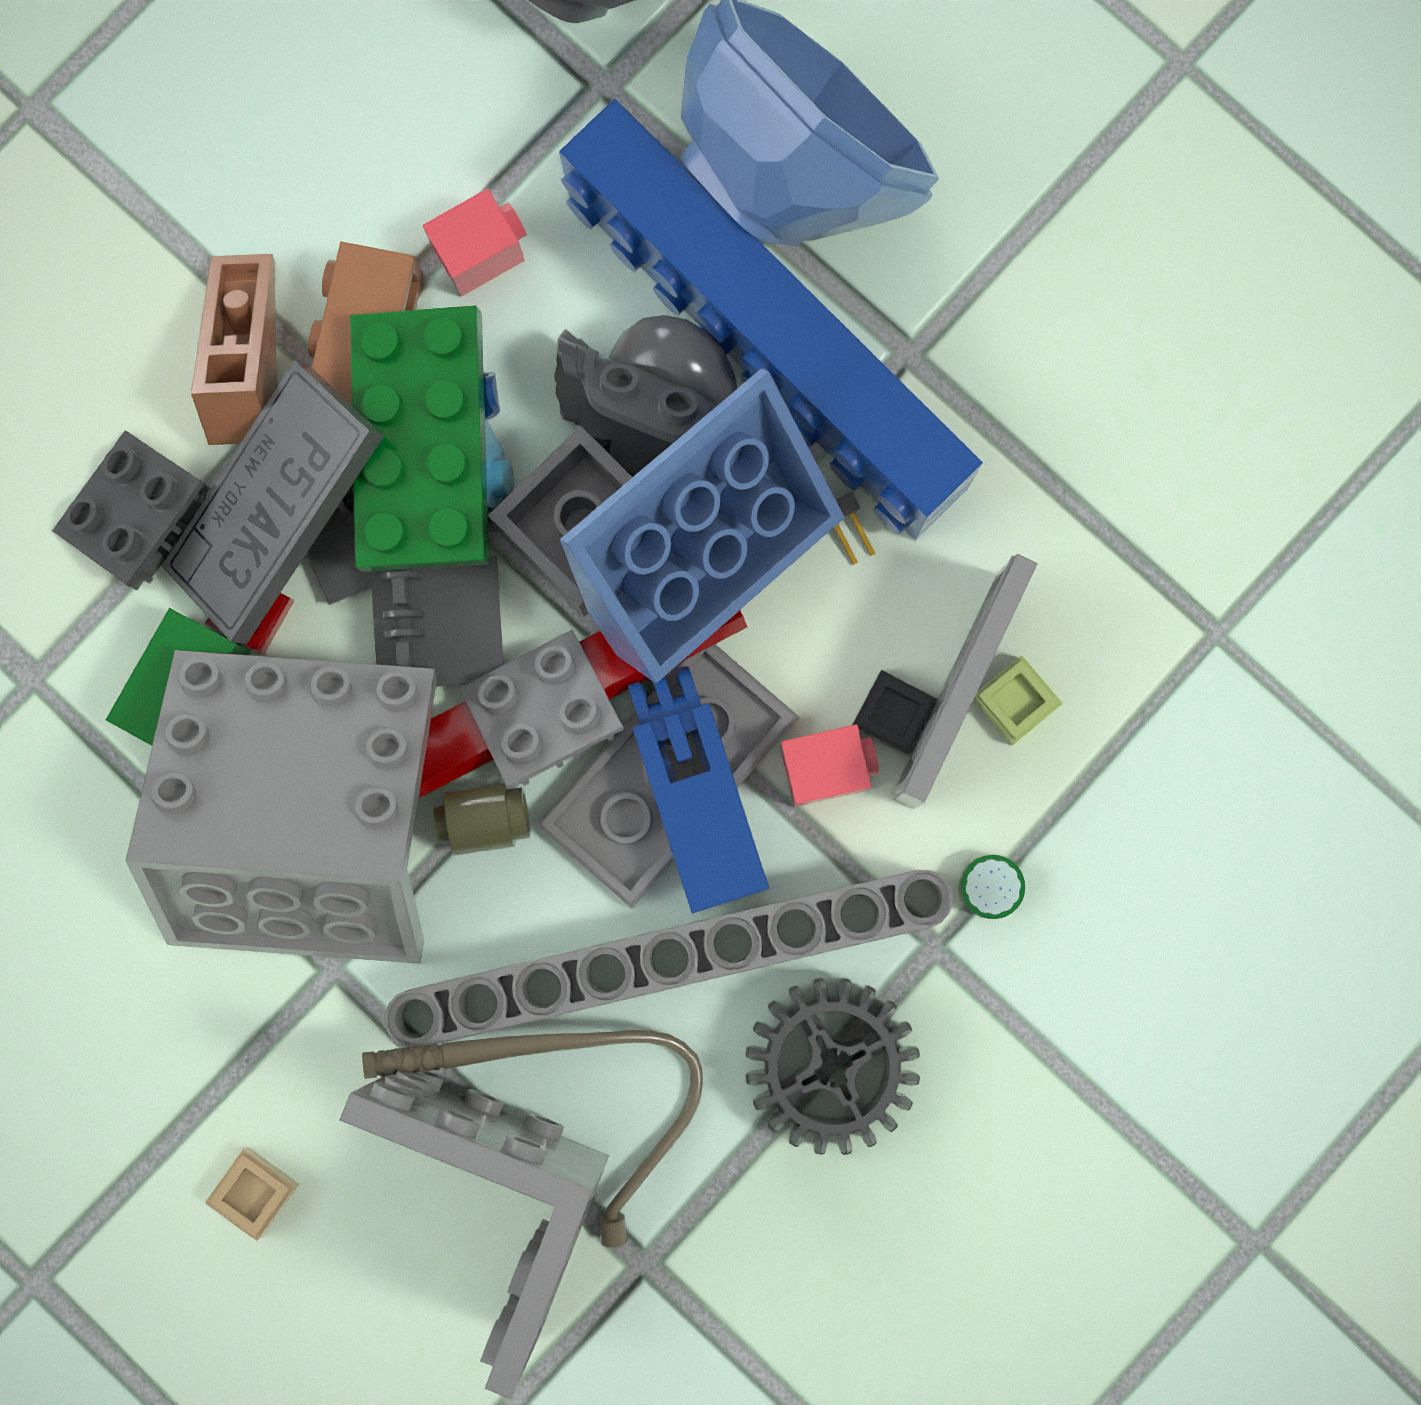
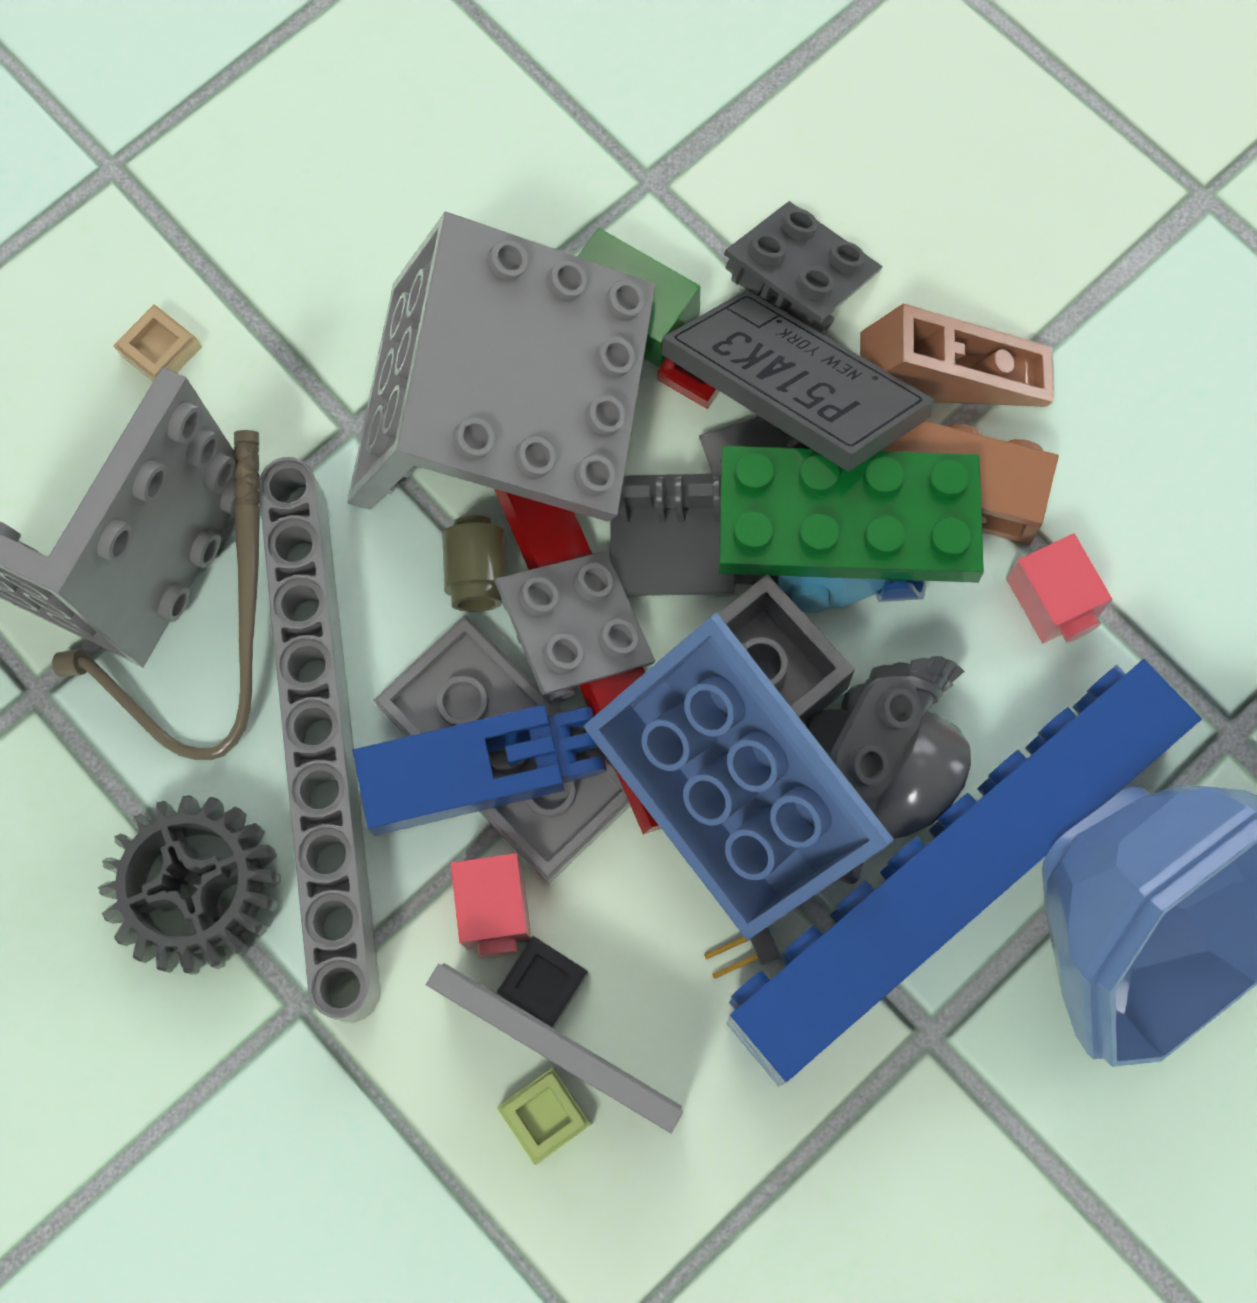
camera: 95 degrees right, 10 degrees down
(992, 887) = (350, 1069): light aqua tile -> none

